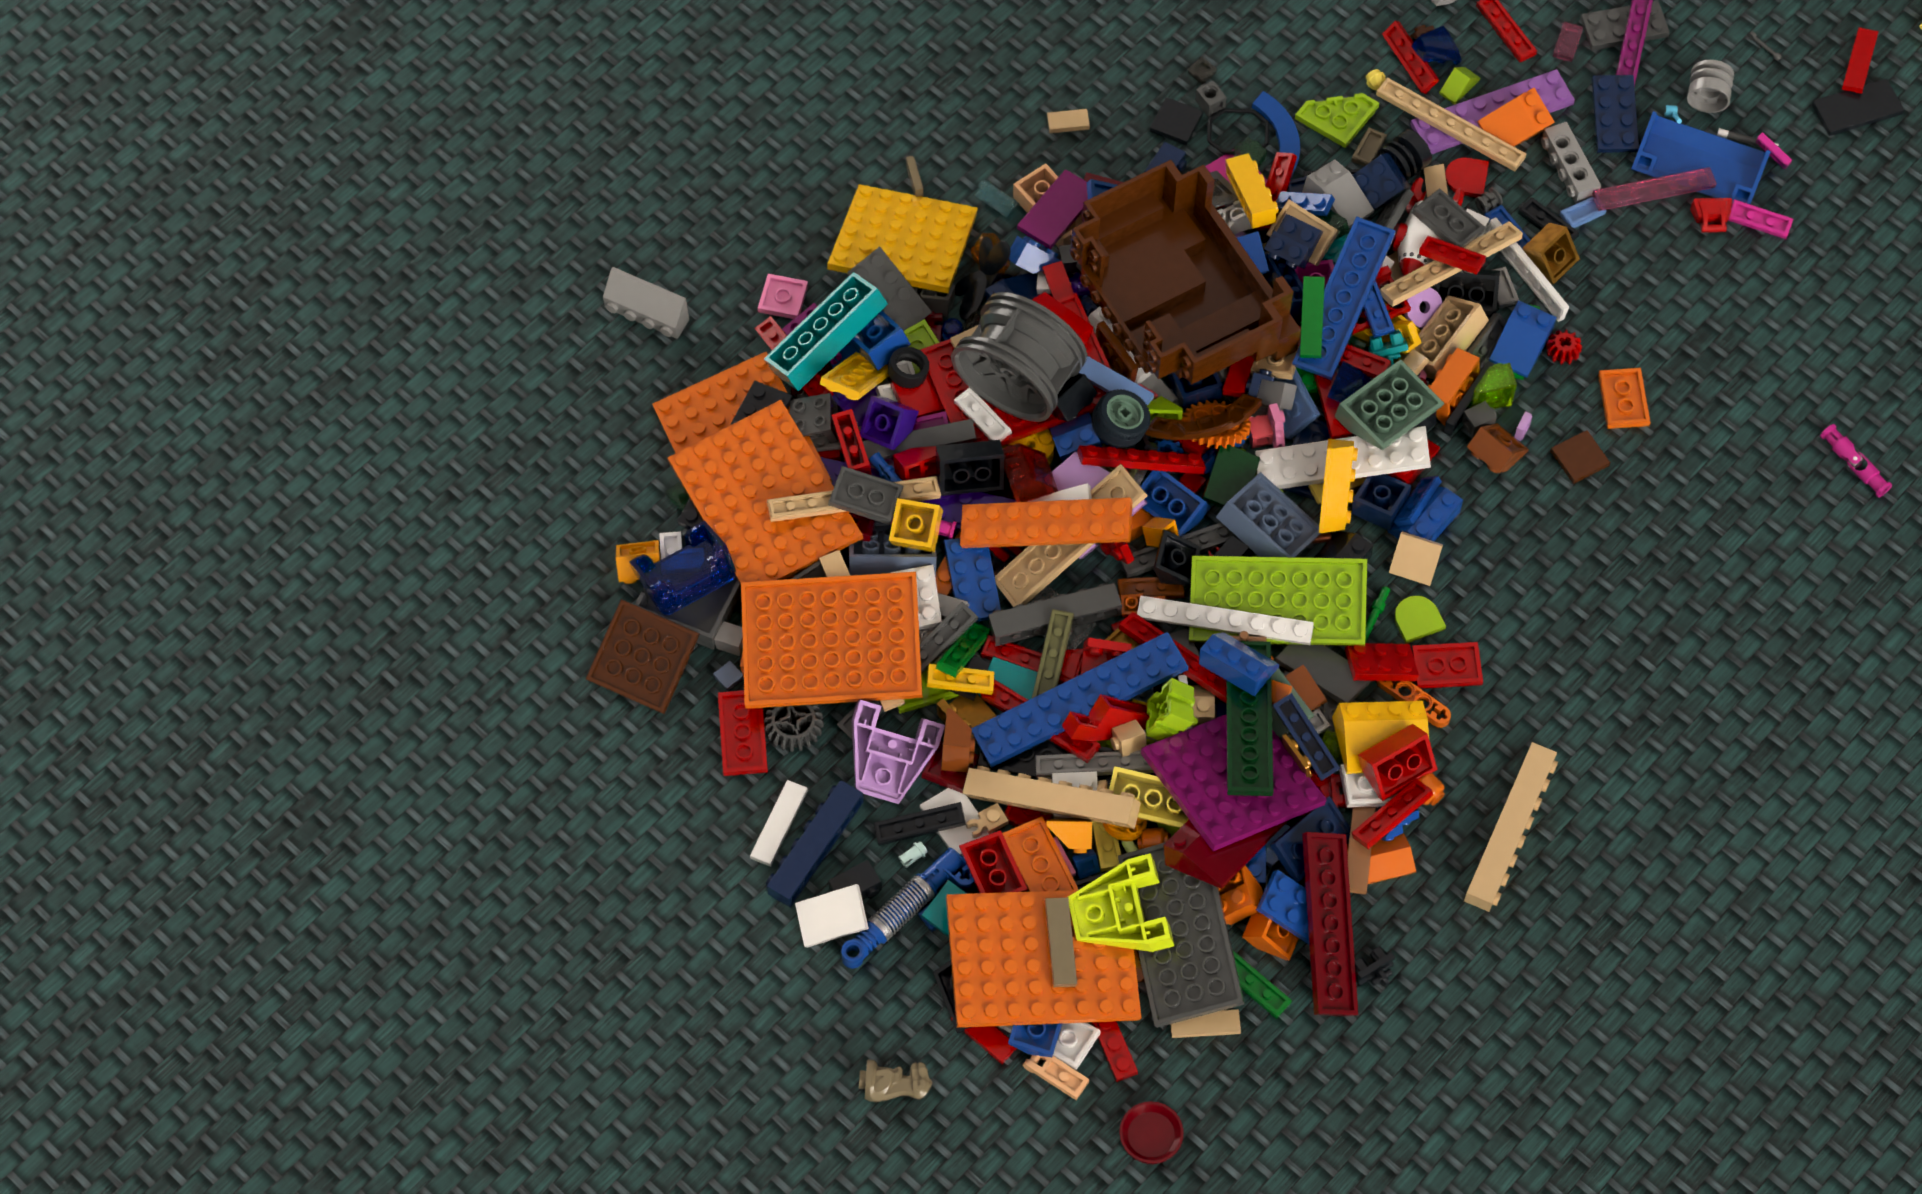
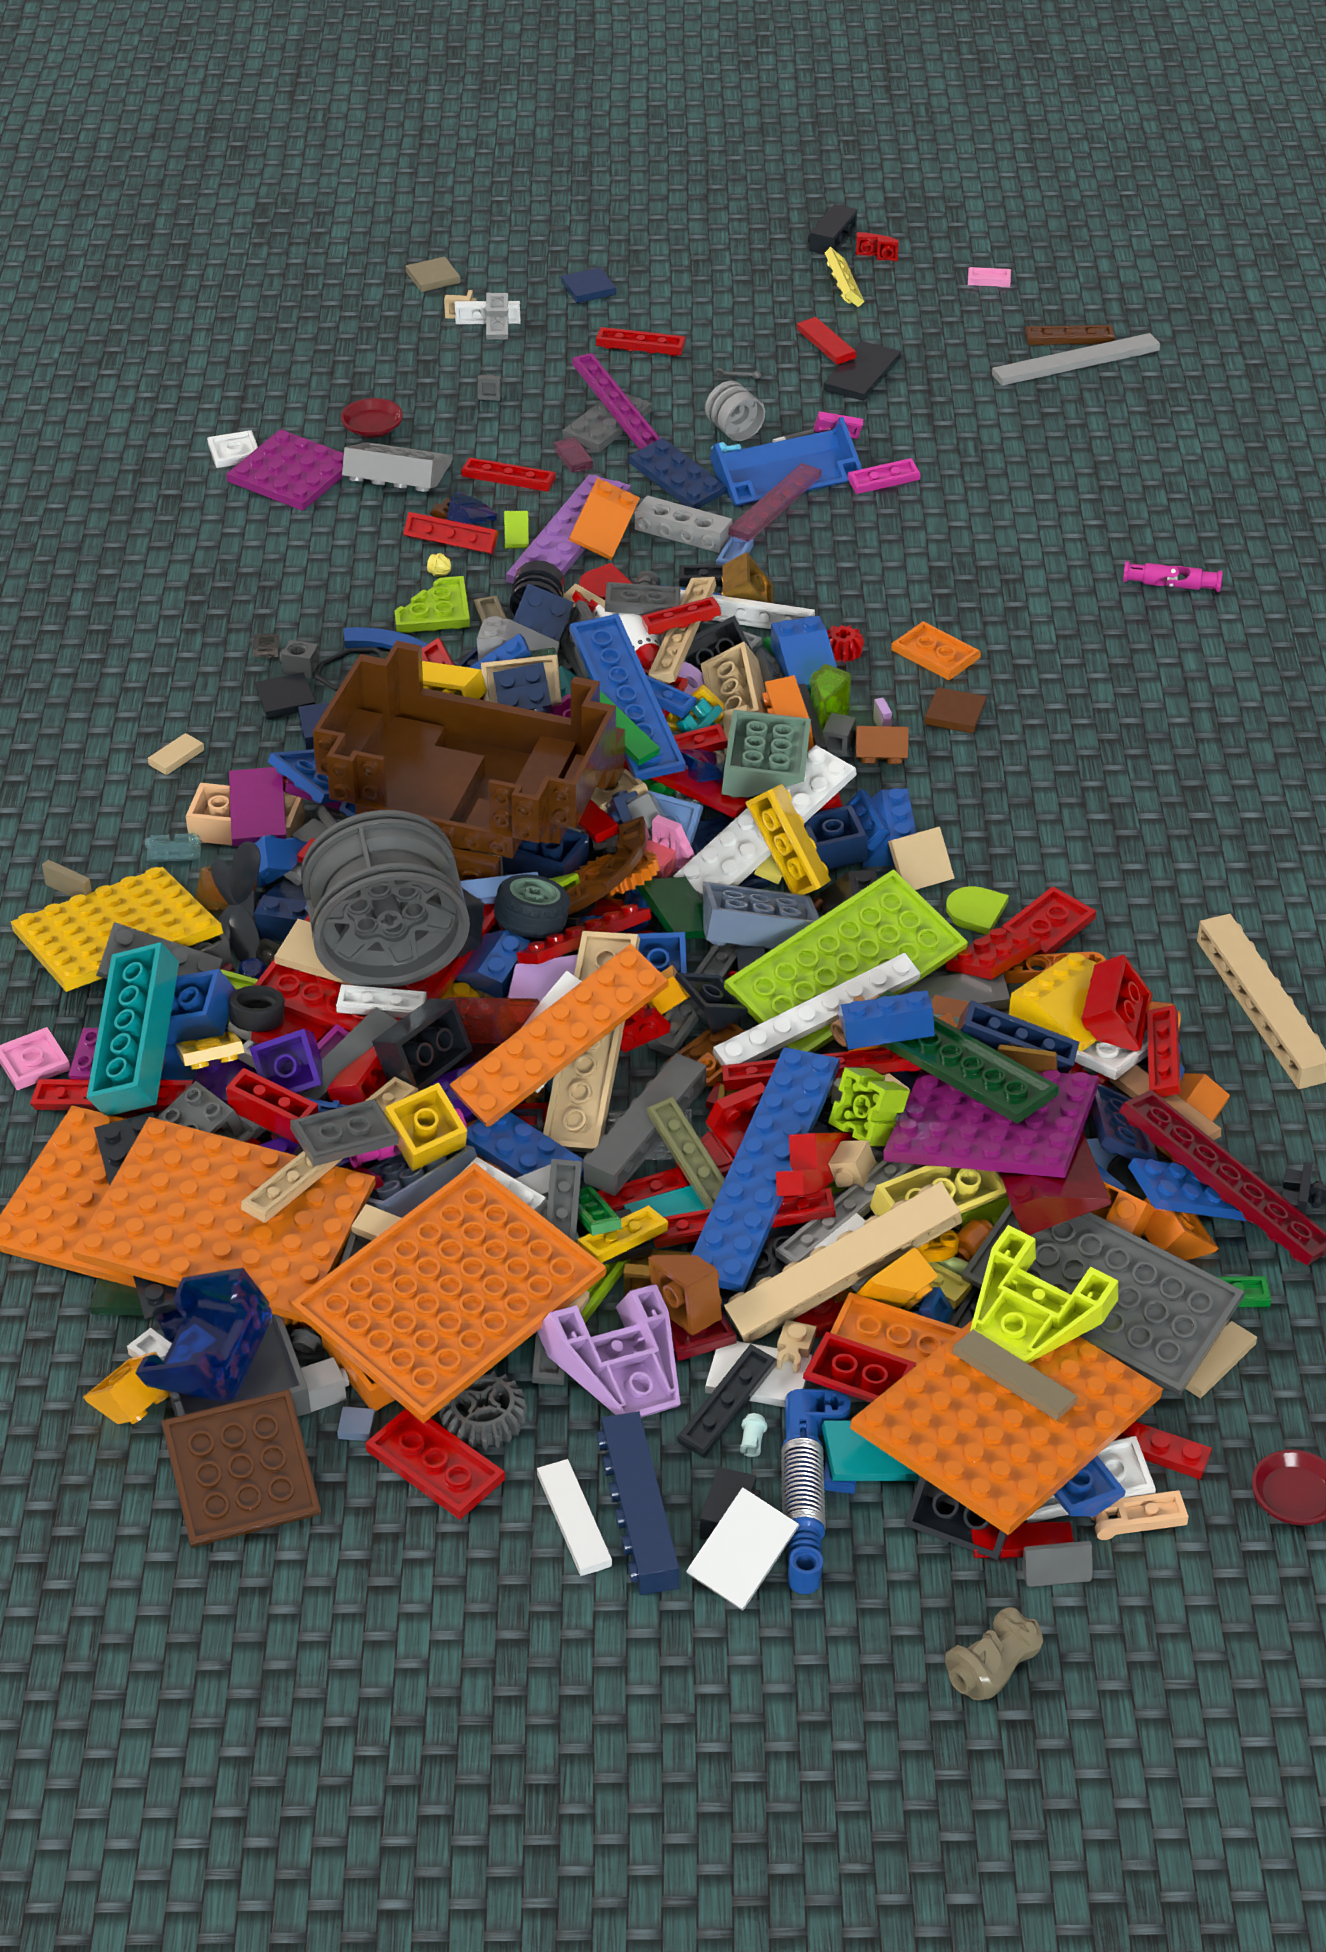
camera: 45 degrees left, 20 degrees down
(982, 1063) = (1057, 1563): none -> dark grey slope
(1451, 124) = (550, 552): tan tile -> none
(1711, 211) = (842, 491): red piece -> none

